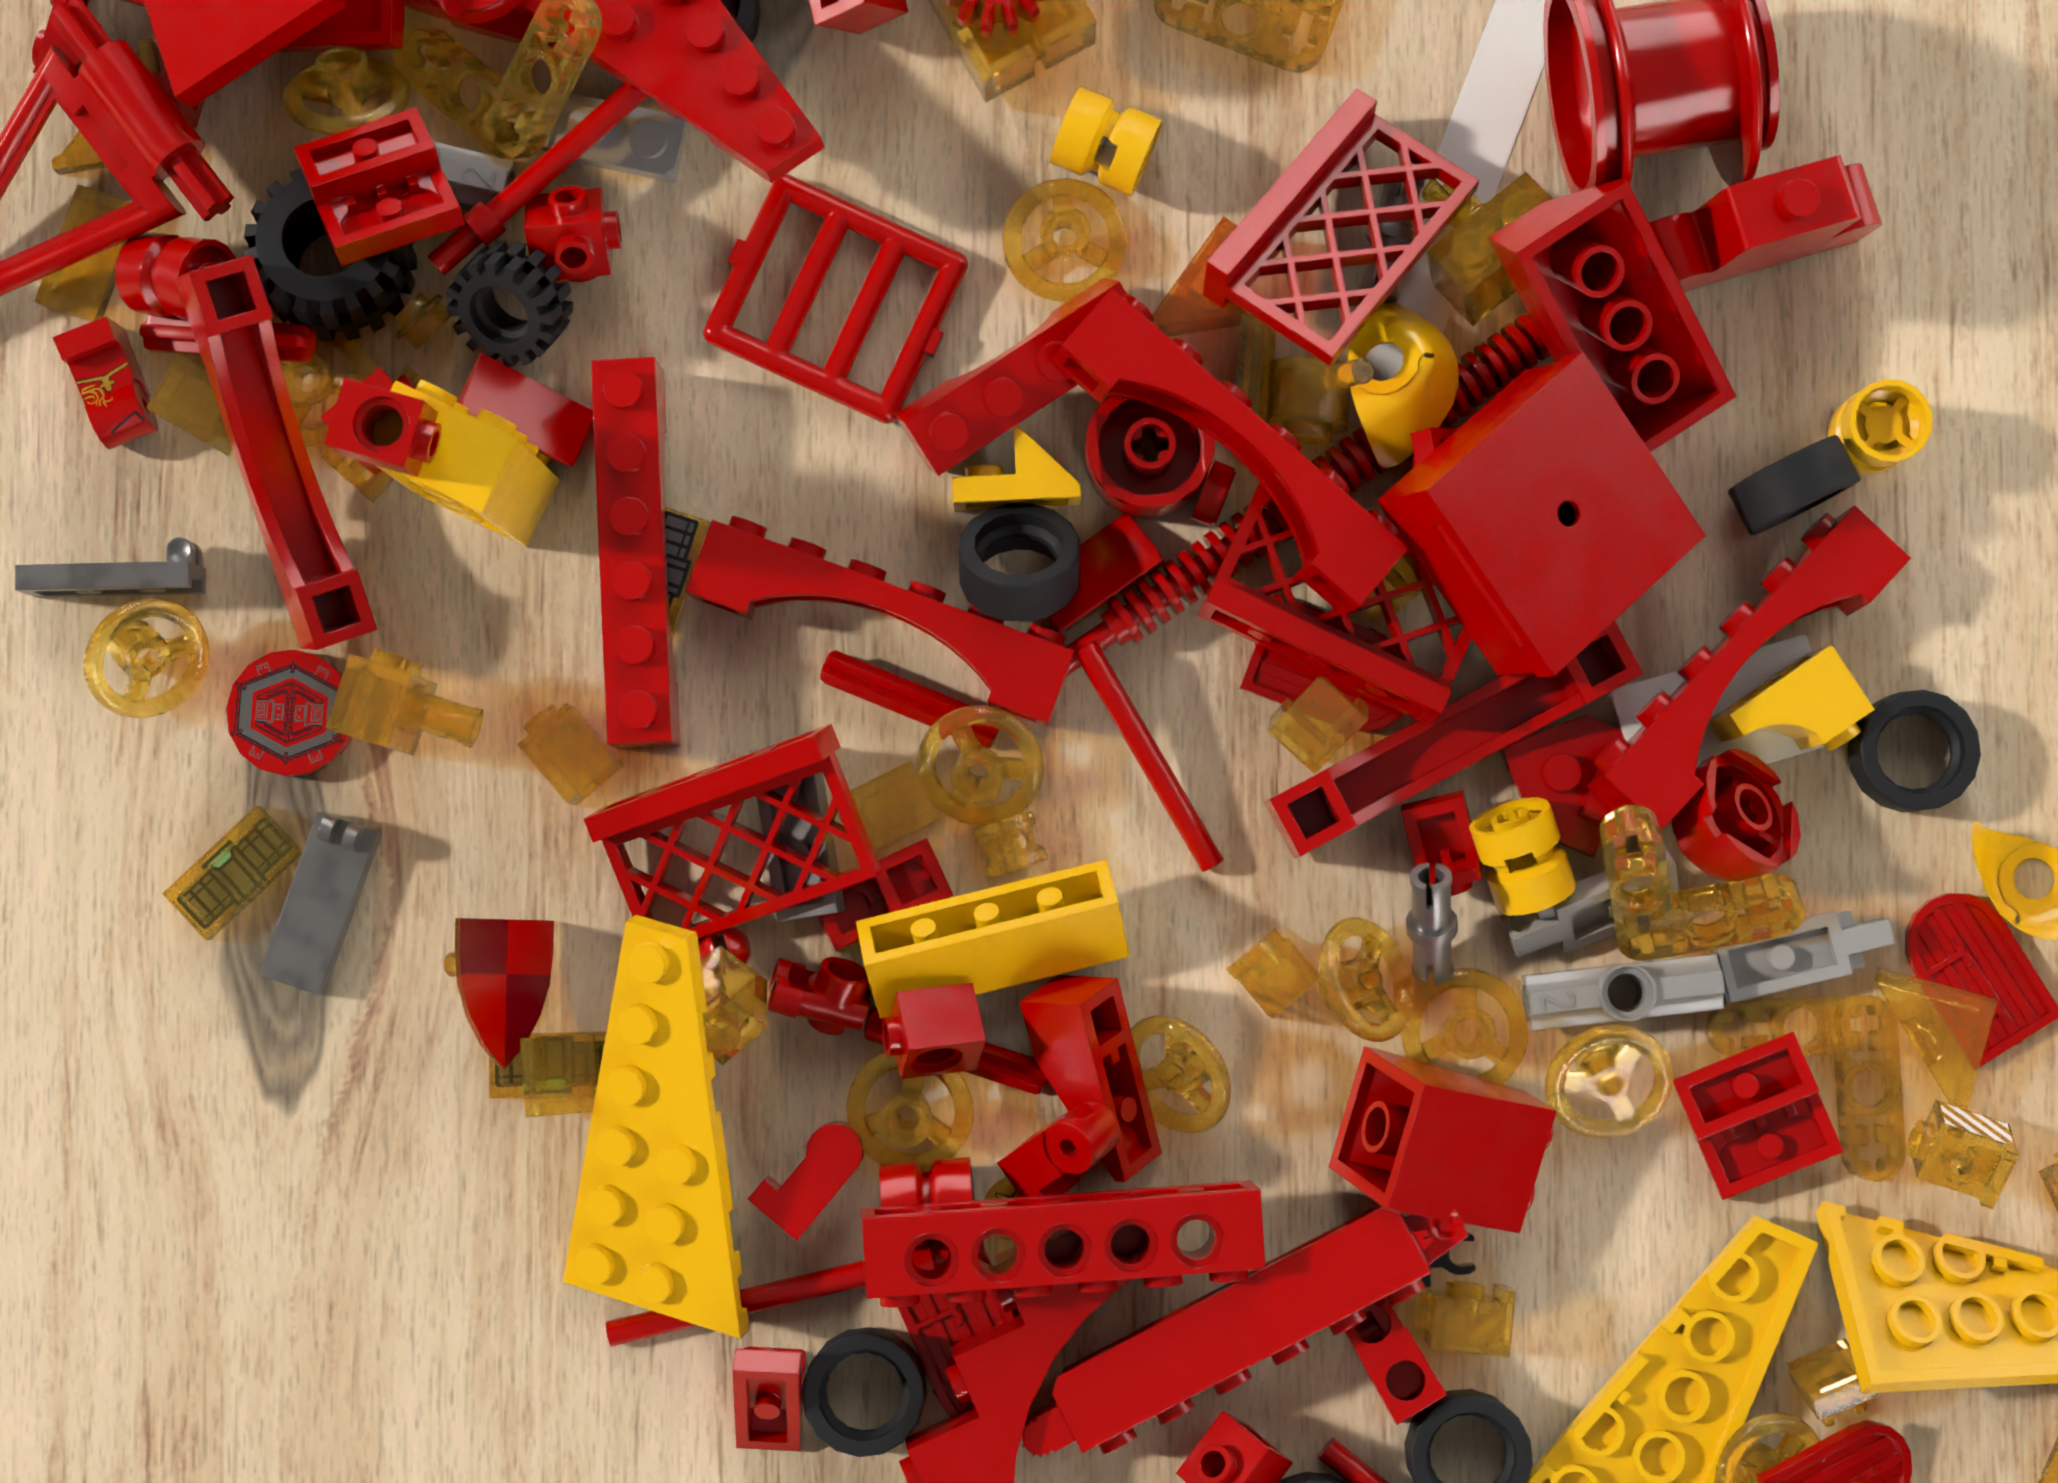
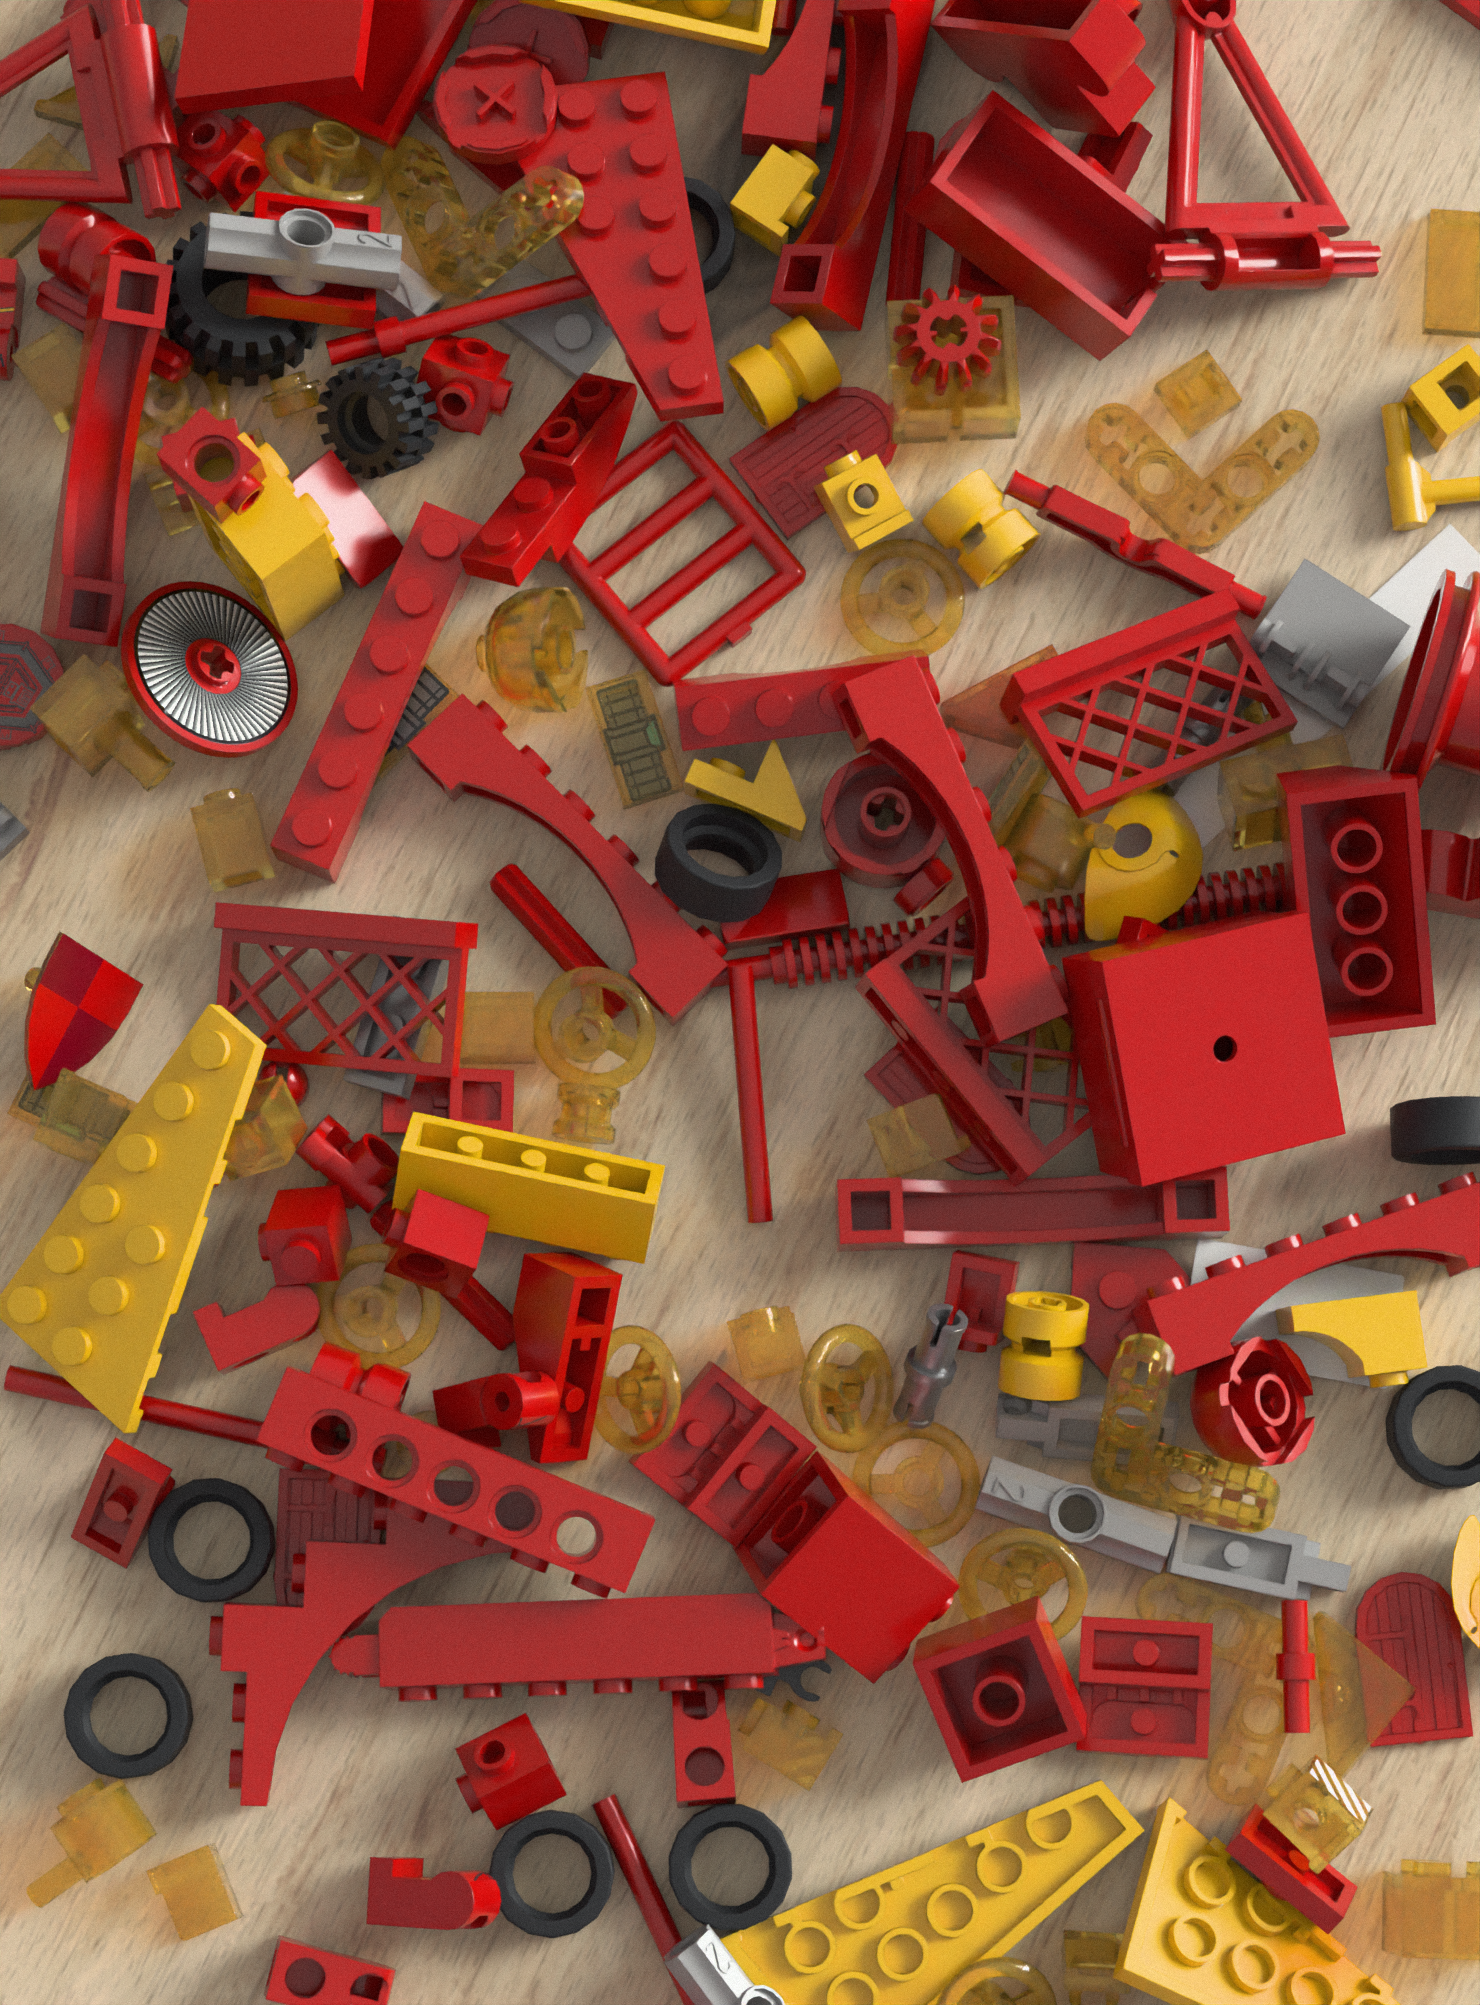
camera: 20 degrees right, 5 degrees down
(246, 132) = (220, 158): none -> red brick
(365, 183) = (302, 251): none -> light grey piece
(431, 632) = (174, 688): none -> piece
(706, 285) = (562, 480): none -> red slope
(756, 450) = (533, 648): none -> clear yellow cylinder
(815, 1080) = (306, 1235): none -> red brick
(863, 75) = (791, 368): none -> yellow wheel
(886, 484) = (634, 739): none -> clear yellow tile
(924, 146) = (791, 456): none -> red window
(989, 193) = (854, 524): none -> yellow brick
(1228, 91) = (1113, 537): none -> red piece
(1285, 1089) = (725, 1455): none -> red slope
(1465, 95) = (1326, 643): none -> light grey hinge
(1635, 1184) = (1000, 1689): none -> red brick
(1884, 1033) = (1295, 1666): none -> red bar
(1961, 1217) = (1286, 1871): none -> red plate

